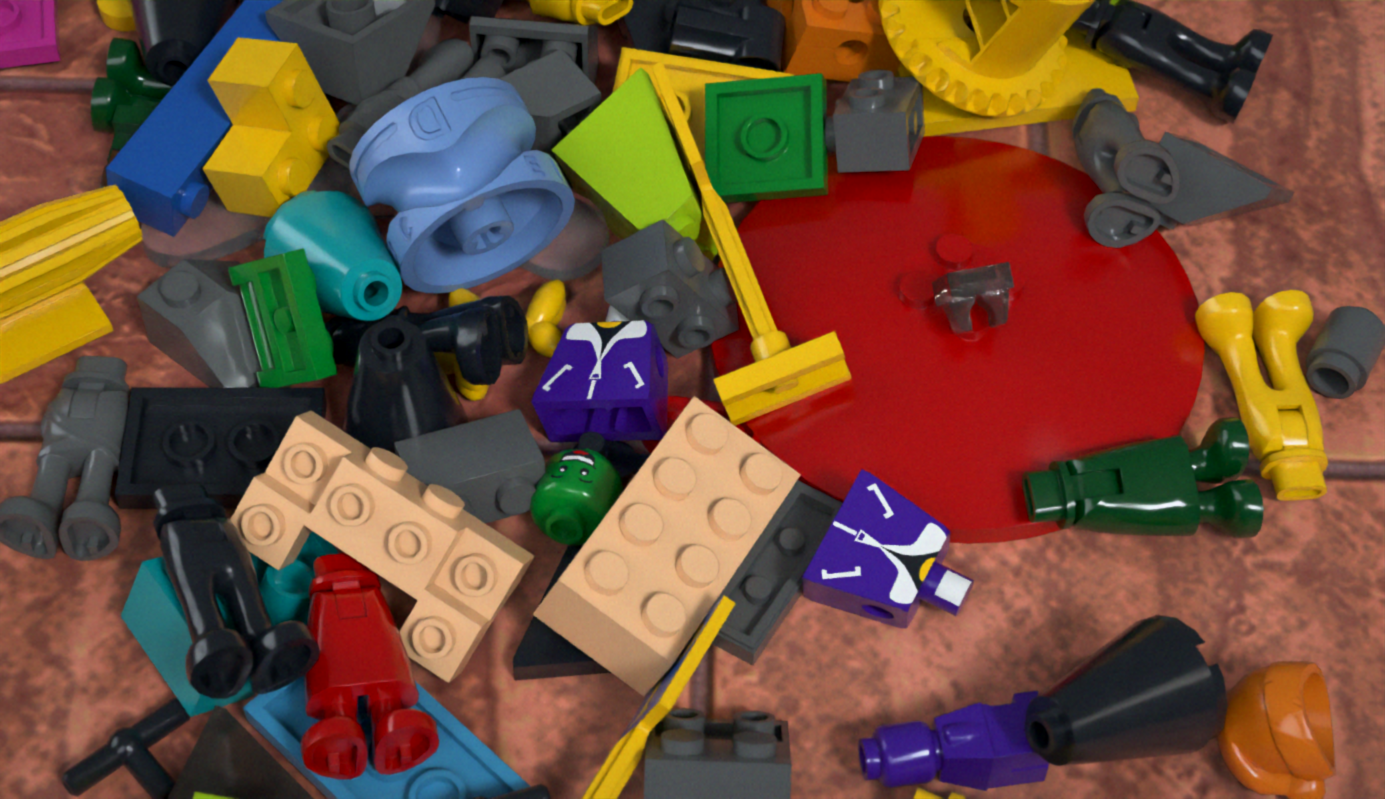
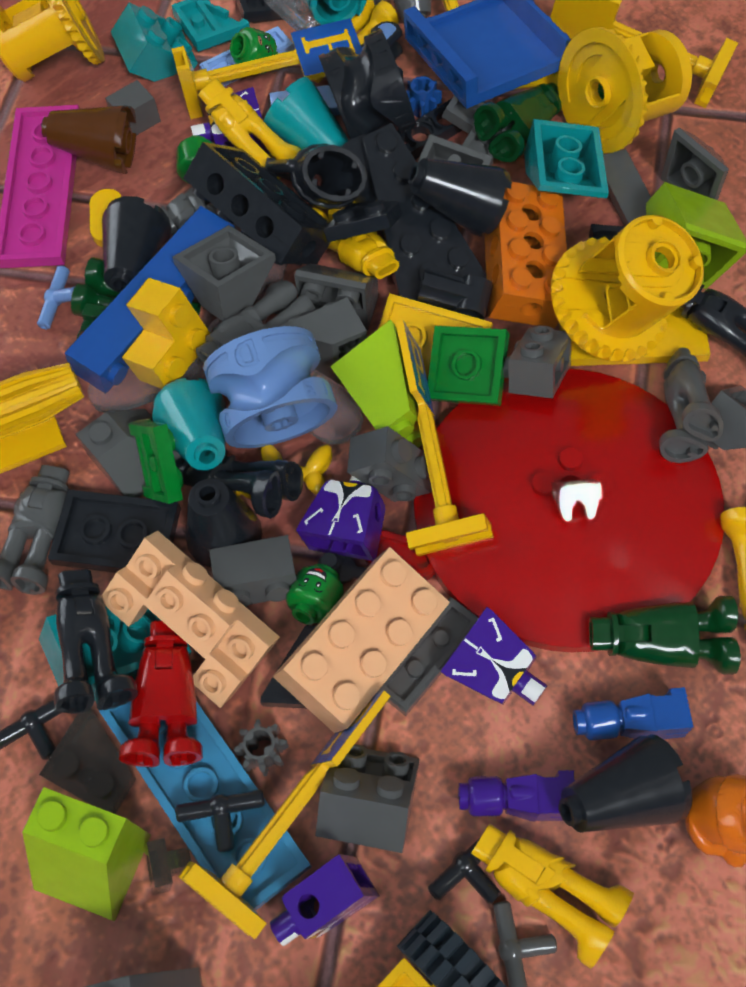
camera: 15 degrees right, 10 degrees up
(54, 106) = (54, 297): none -> medium blue piece
(523, 712) = (251, 742): none -> dark grey gear
(1077, 622) = (635, 717): none -> blue piece

